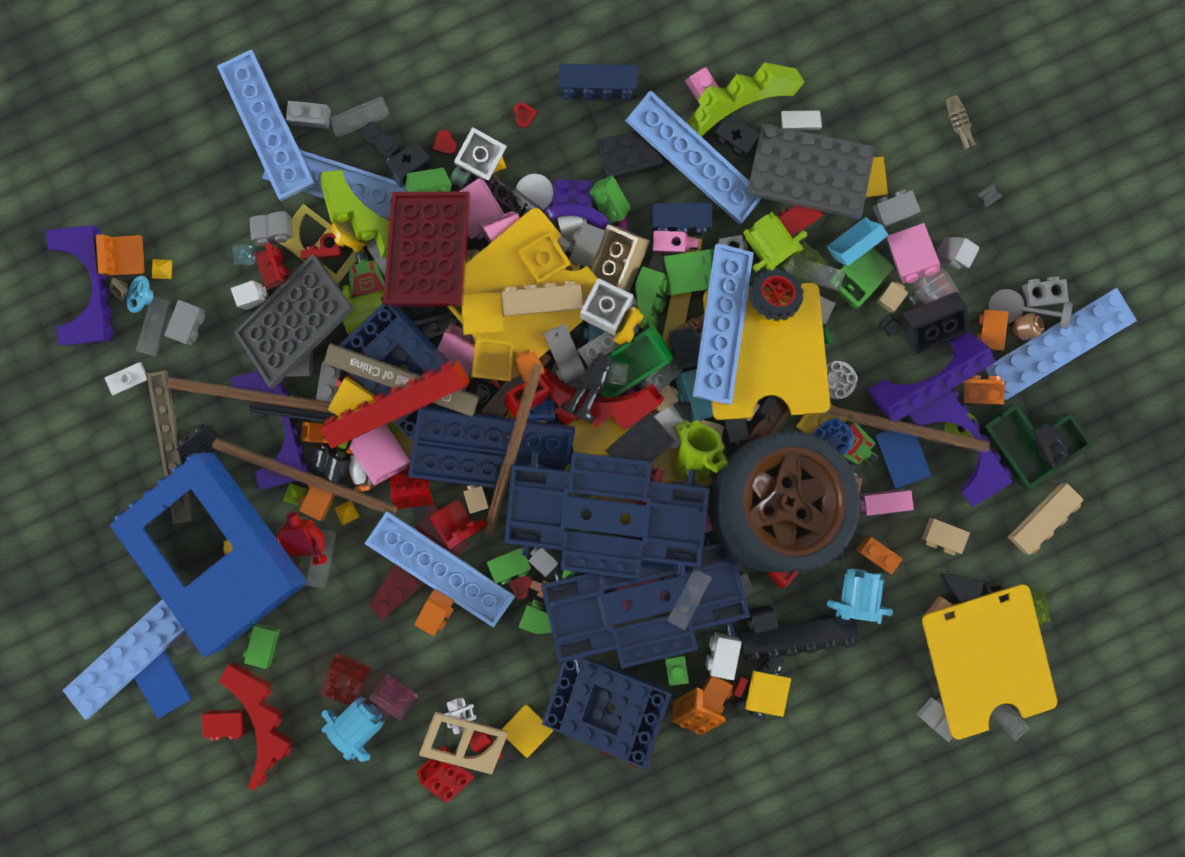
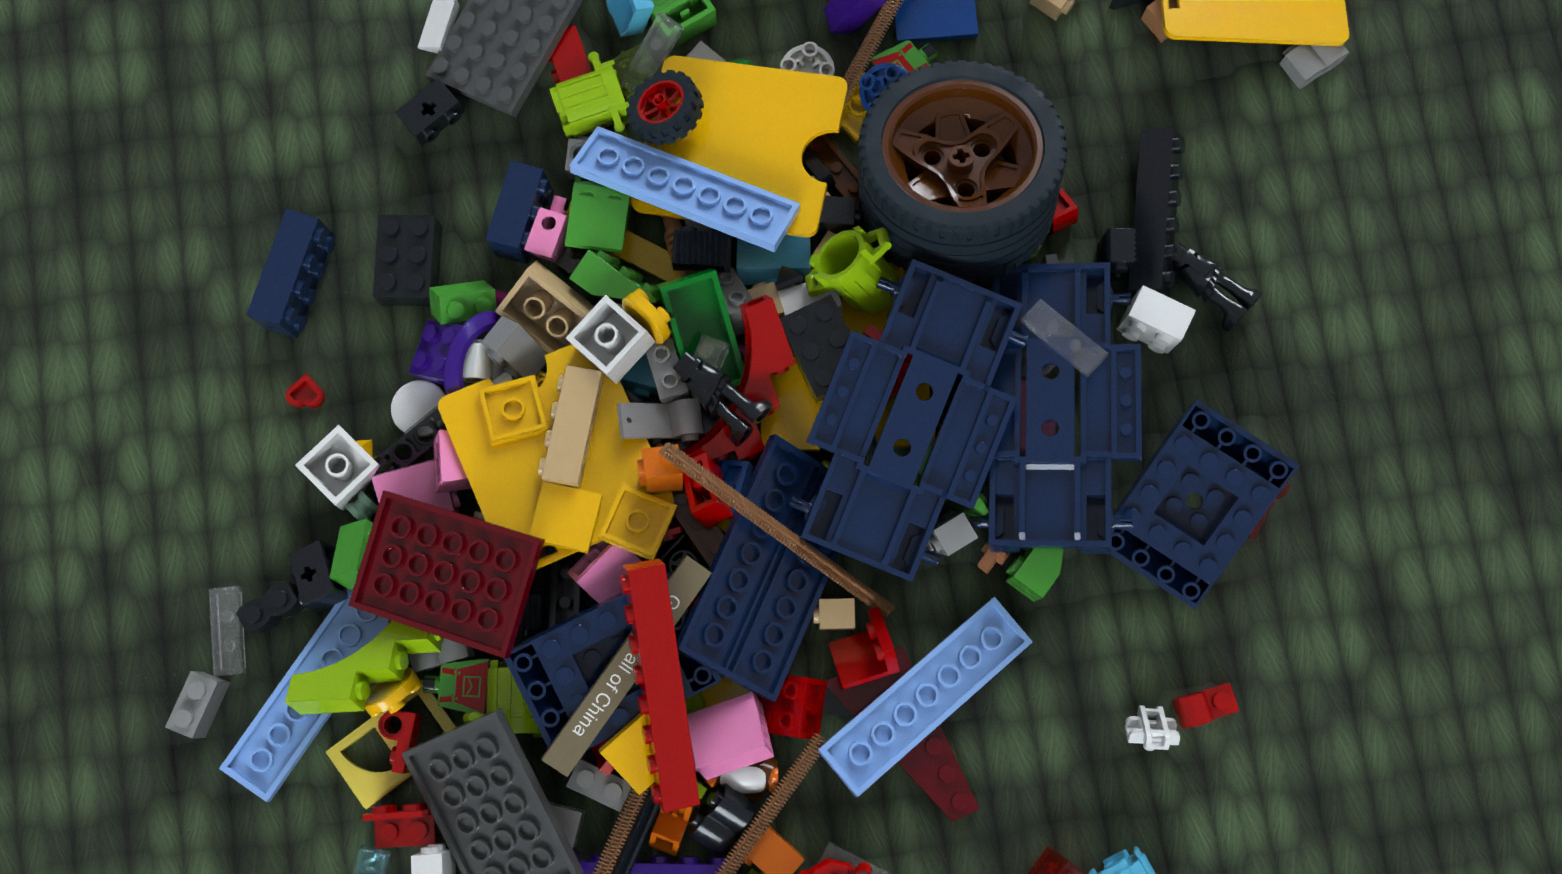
camera: 75 degrees left, 10 degrees down
(266, 125) = (190, 772): light blue plate -> none
(271, 228) = (343, 806): light grey brick -> none
(346, 512) = (803, 817): yellow slope -> none
(392, 698) = (1103, 823): clear pink plate -> none
(434, 612) = (989, 722): orange brick -> none
(443, 778) = (1237, 779): red bracket -> none
(445, 143) = (307, 517): red tile -> none
(482, 762) = (1231, 711): tan window -> none
(509, 565) = (947, 592): bright green brick -> none
(520, 586) = (981, 586): red tile -> none
(526, 730) = (1197, 637): yellow tile -> none
(676, 670) = (1161, 392): bright green torso -> none
(690, 714) = (1231, 385): orange bracket -> none
(693, 156) = (438, 173): light blue plate -> none
(699, 82) = (351, 136): bright pink torso -> none
(715, 693) = (1209, 353): orange brick -> none
(718, 102) = (376, 115): lime arch -> none
(740, 685) = (1204, 312): red tile -> none
(768, 693) = (1225, 273): yellow tile -> none
(861, 597) = (1118, 112): medium azure container -> none
(879, 554) = (1066, 75): orange brick -> none
(886, 502) = (995, 35): bright pink brick -> none

